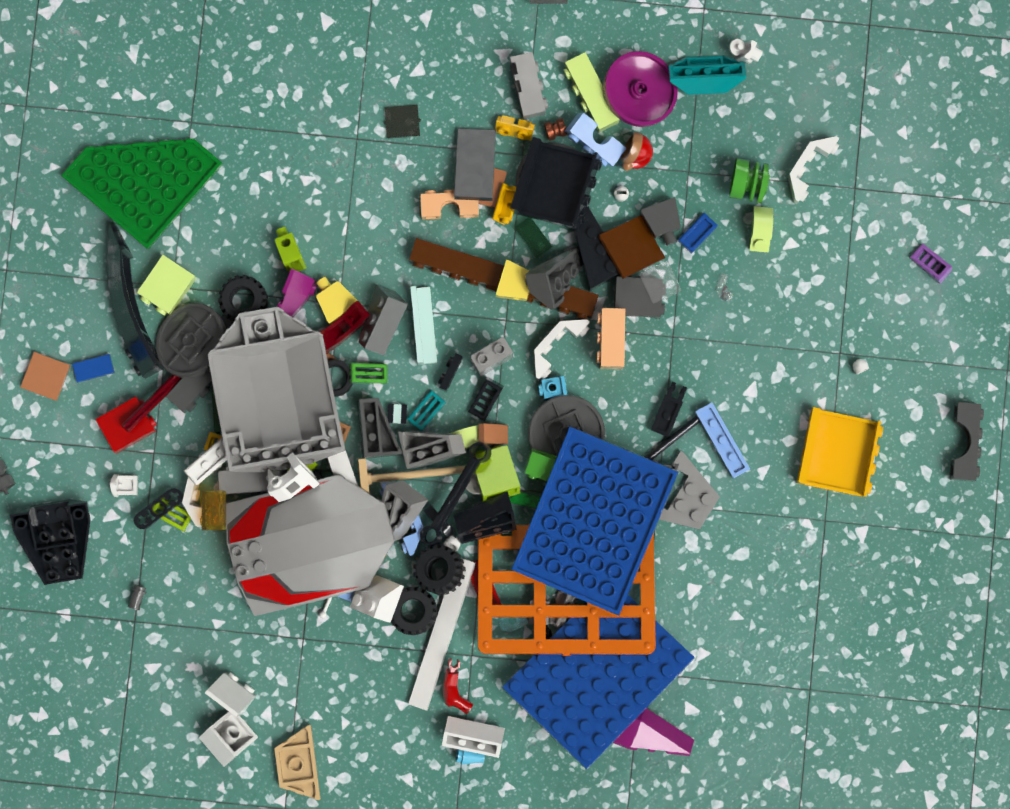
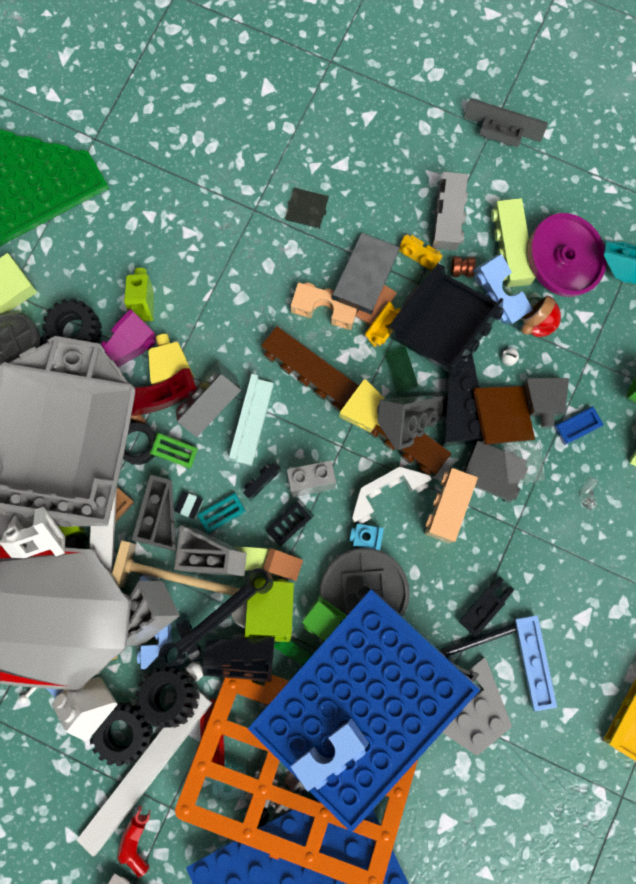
camera: 20 degrees right, 5 degrees down
(593, 549) = (314, 769): none -> light blue arch

